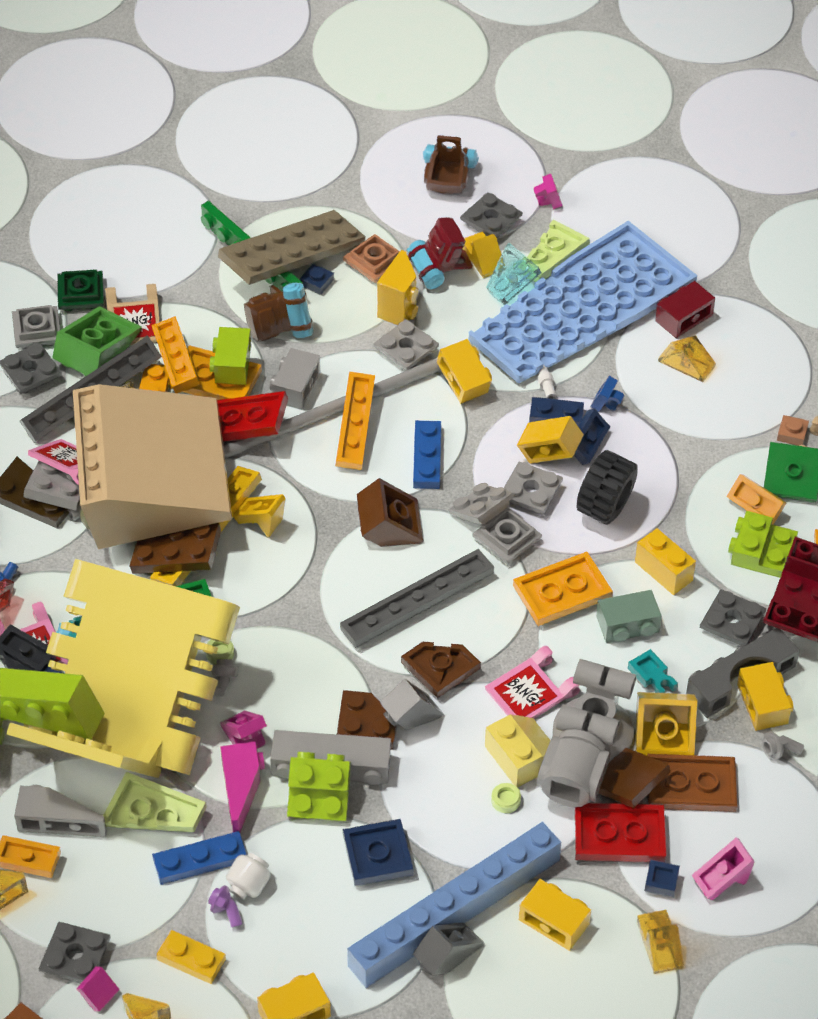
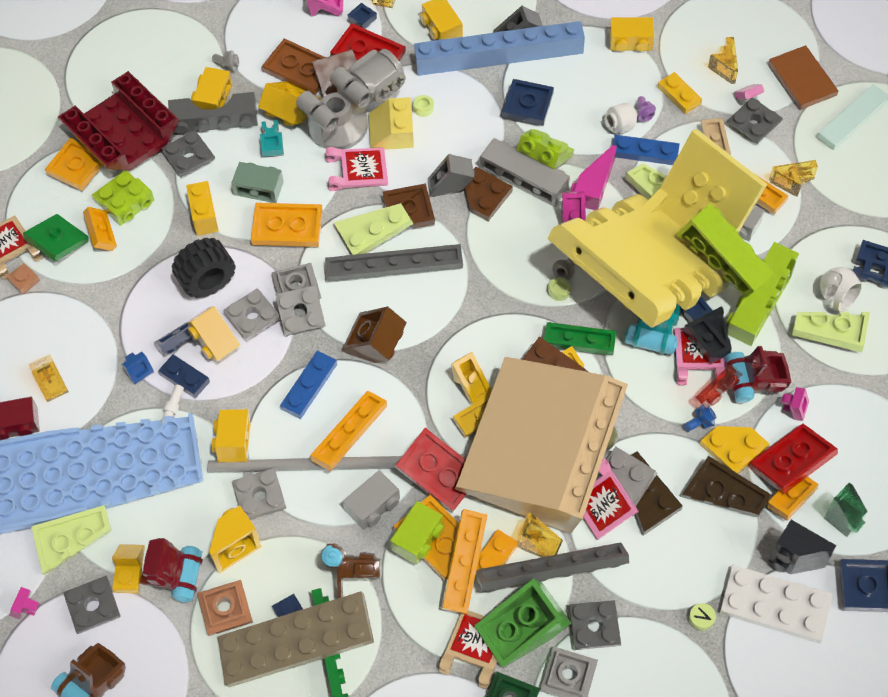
camera: 150 degrees left, 10 degrees up
(116, 904) = (715, 131): none -> tan plate
(463, 617) = (373, 228): none -> yellowish green wing
(511, 275) = (123, 521): clear light blue wing -> none

